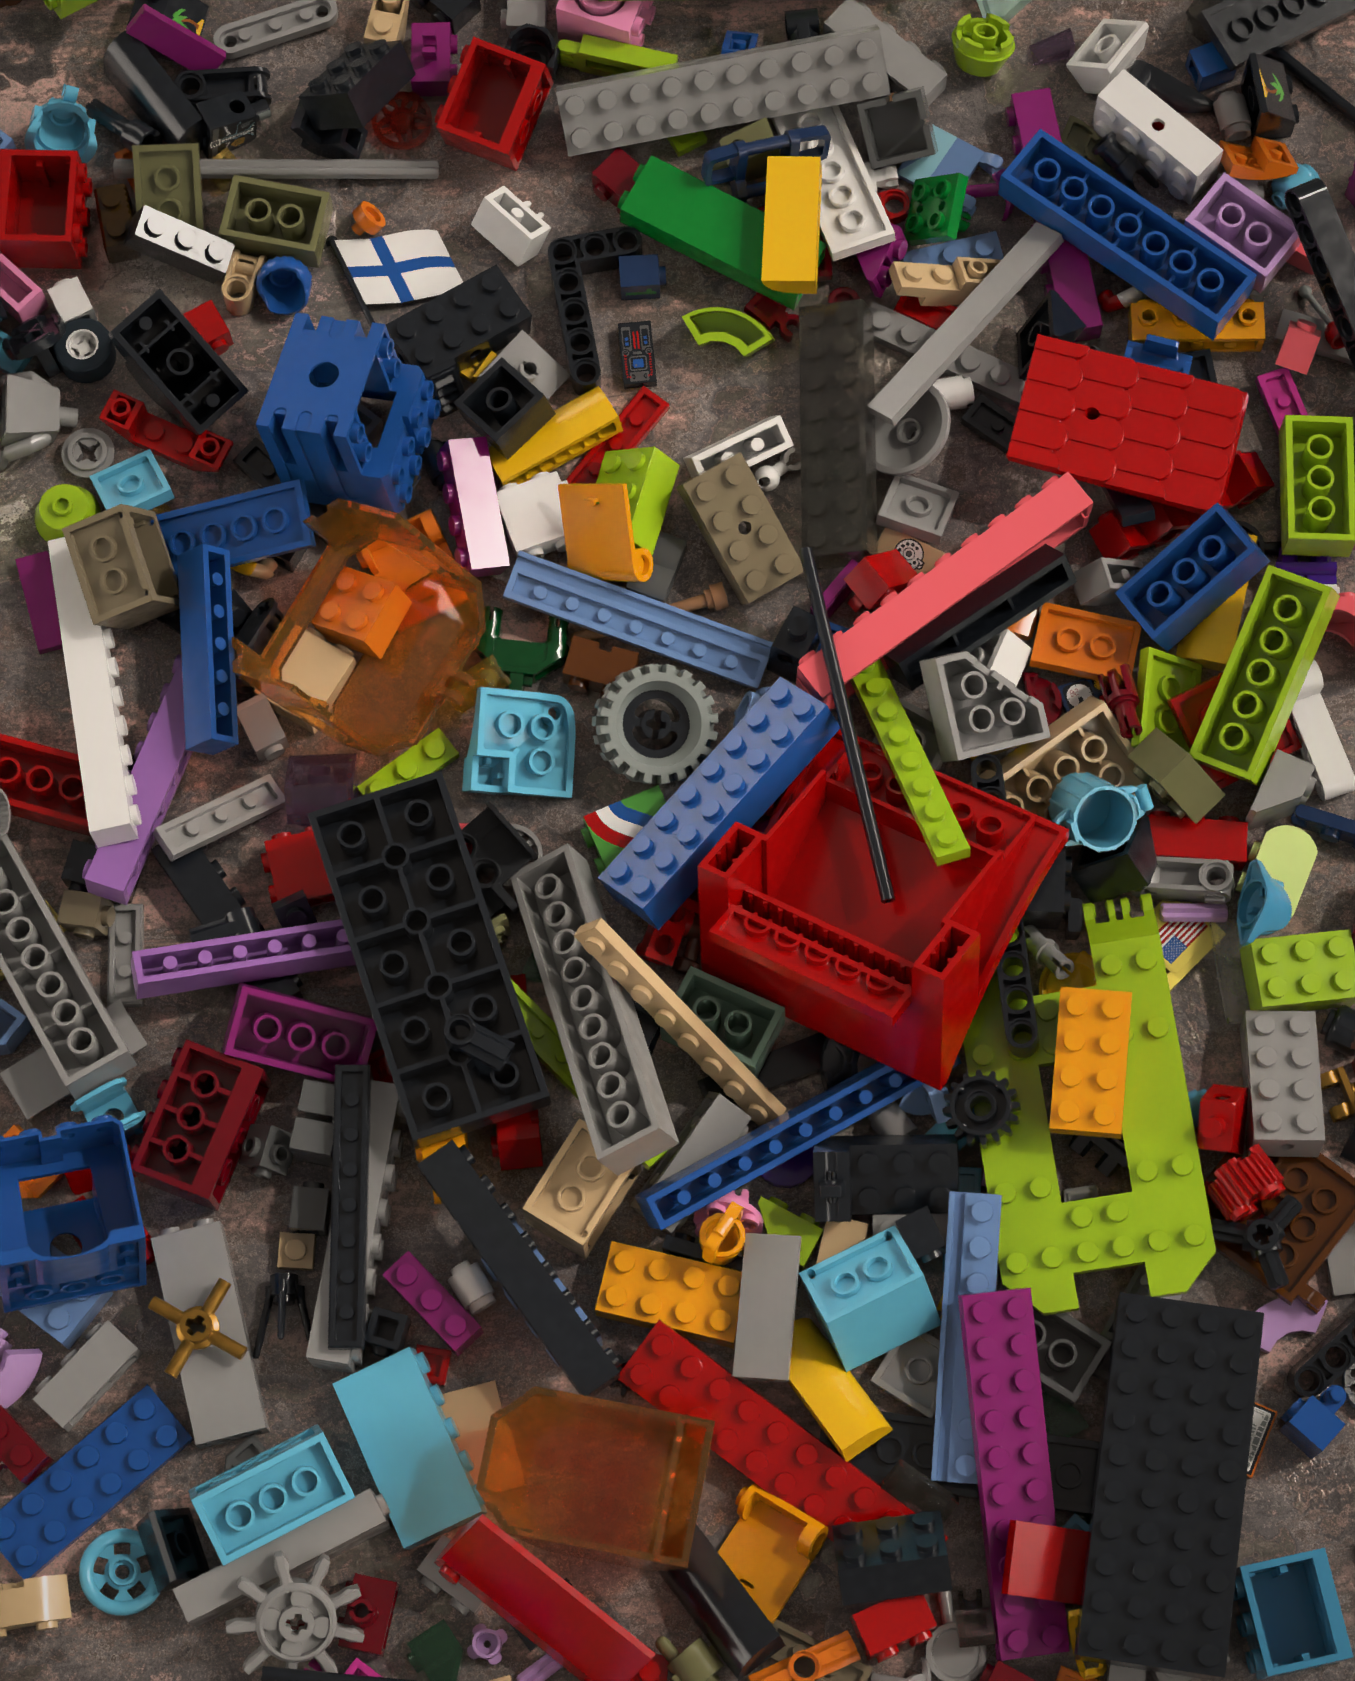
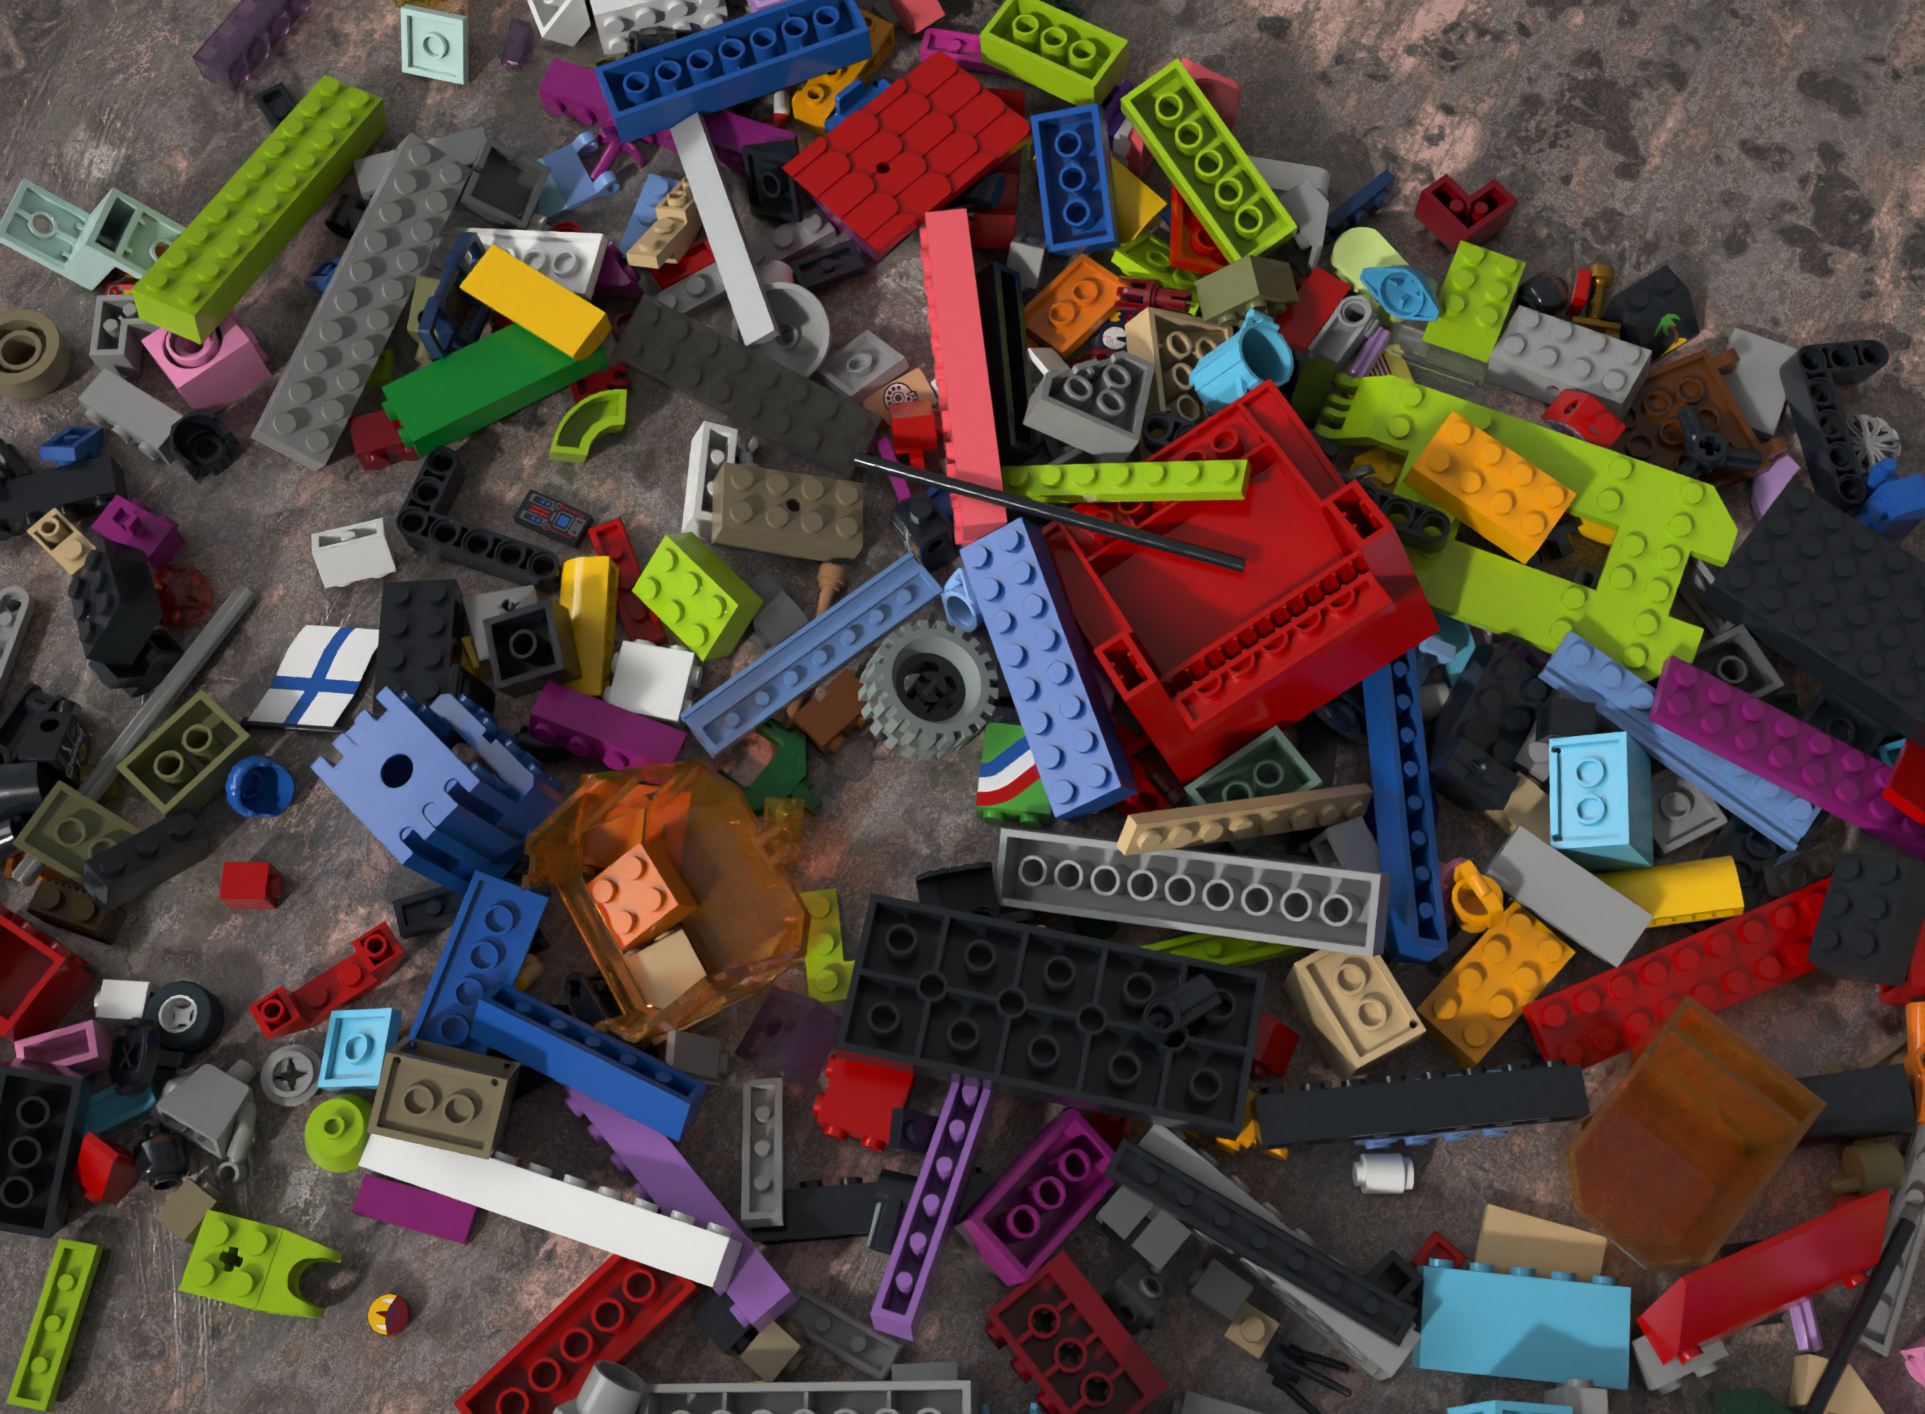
camera: 60 degrees left, 5 degrees down
(176, 364) = (269, 929): black brick -> none
(241, 279) = (224, 824): tan piece -> none
(367, 219) = (250, 678): orange tile -> none
(433, 1303) = (1382, 1220): magenta brick -> none
(483, 1634) = (1766, 1361): lavender plate -> none
(494, 103) = (224, 497): red container -> none
(520, 746) = (868, 825): medium azure slope -> none
(601, 534) = (719, 631): light orange door -> none
(610, 57) = (255, 382): lime hinge -> none
(641, 277) = (483, 473): dark blue brick -> none
(771, 1547) = (1791, 1027): light orange door -> none
(783, 1222) = (1480, 844): lime slope -> none
(937, 209) = (607, 198): green plate -> none
(981, 1128) = (1482, 586): black gear -> none
(982, 44) = (476, 87): lime cone -> none
(1244, 1184) = (1656, 434): red brick -> none

